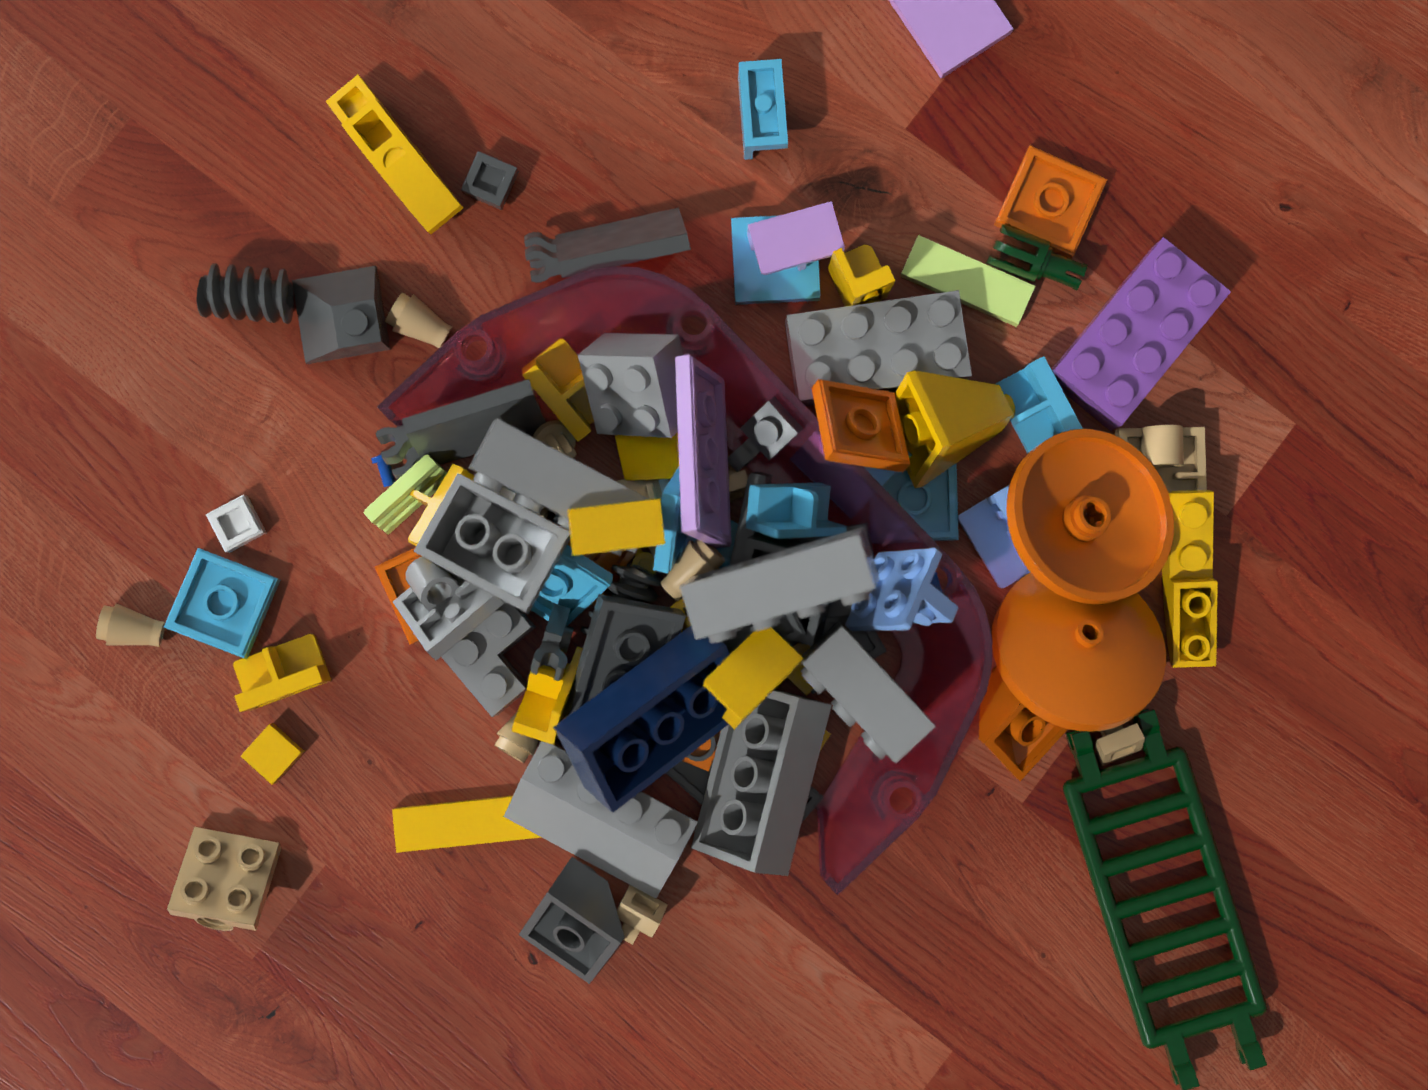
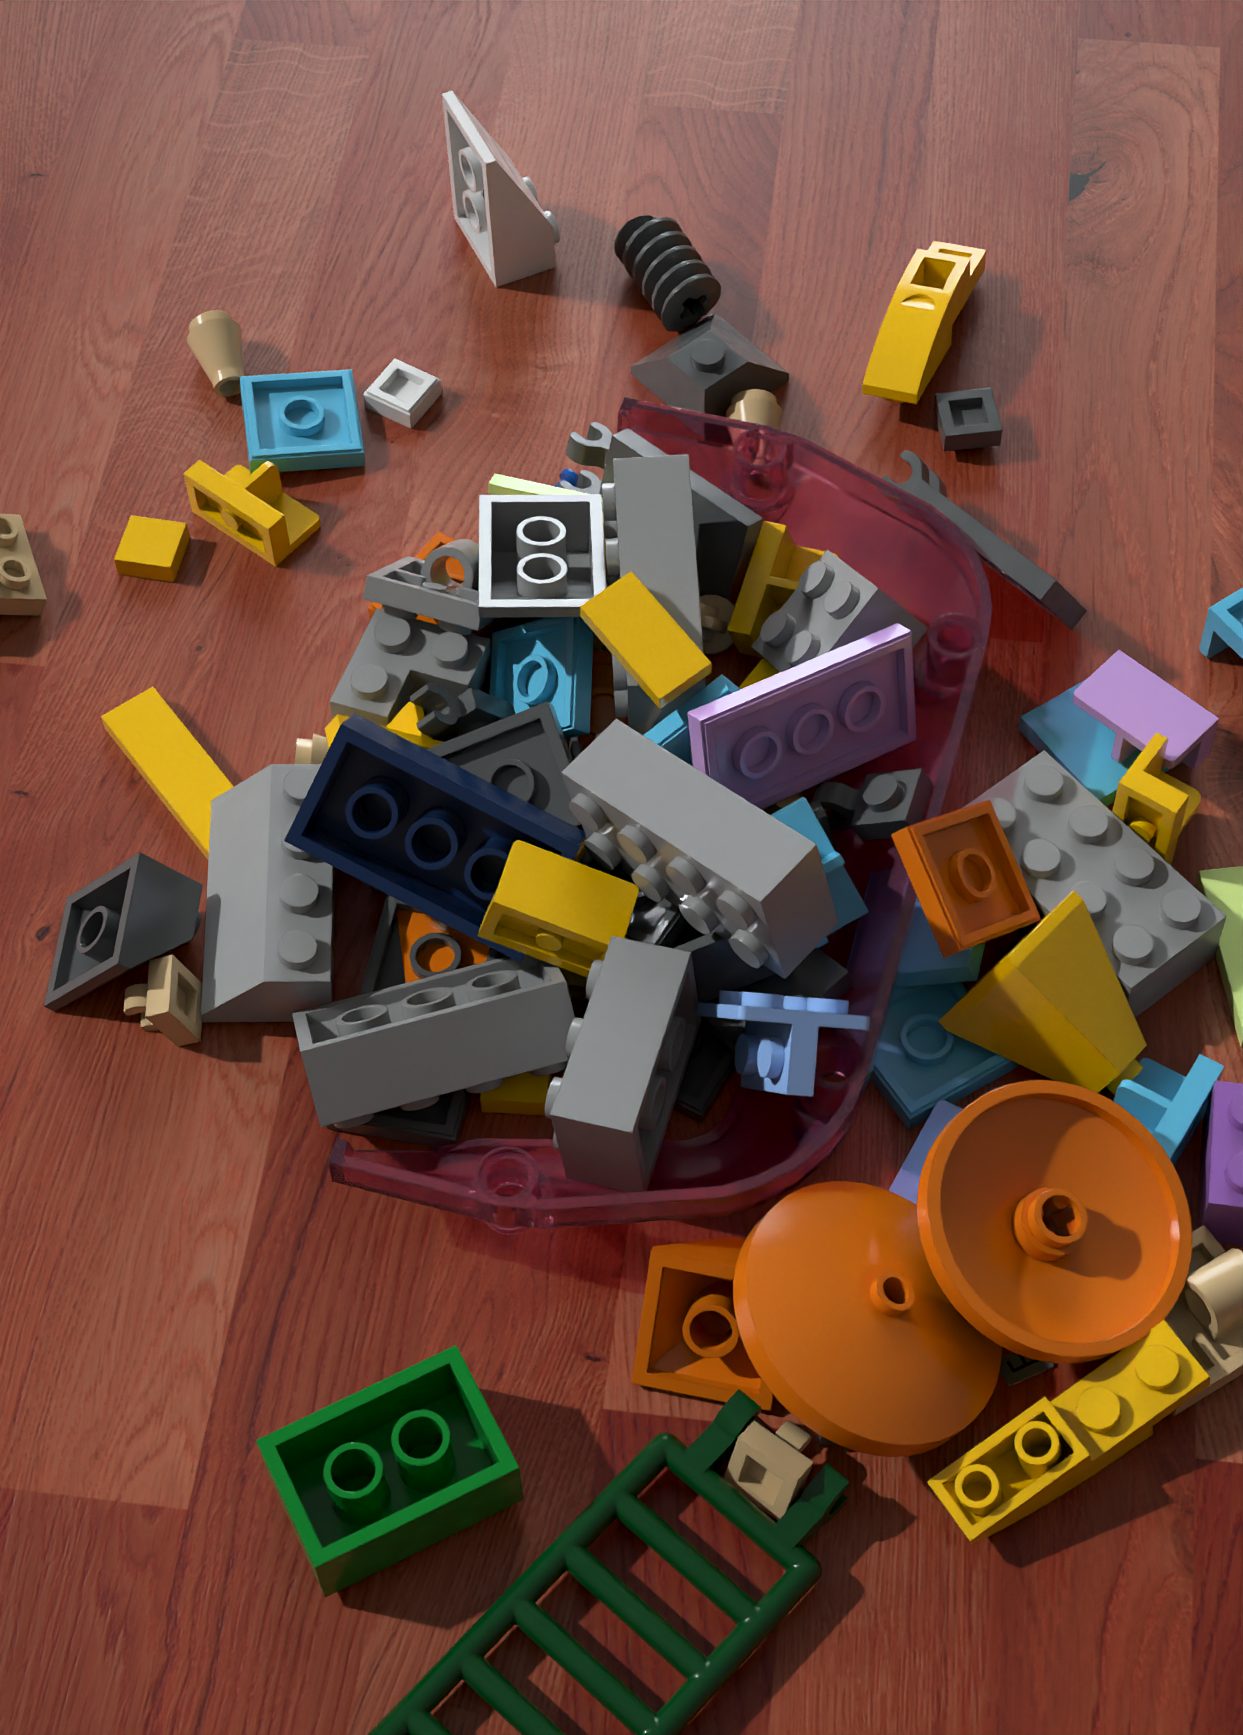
camera: 60 degrees right, 30 degrees down
(117, 372) = (494, 202): none -> white slope
(1012, 943) = (391, 1470): none -> green brick

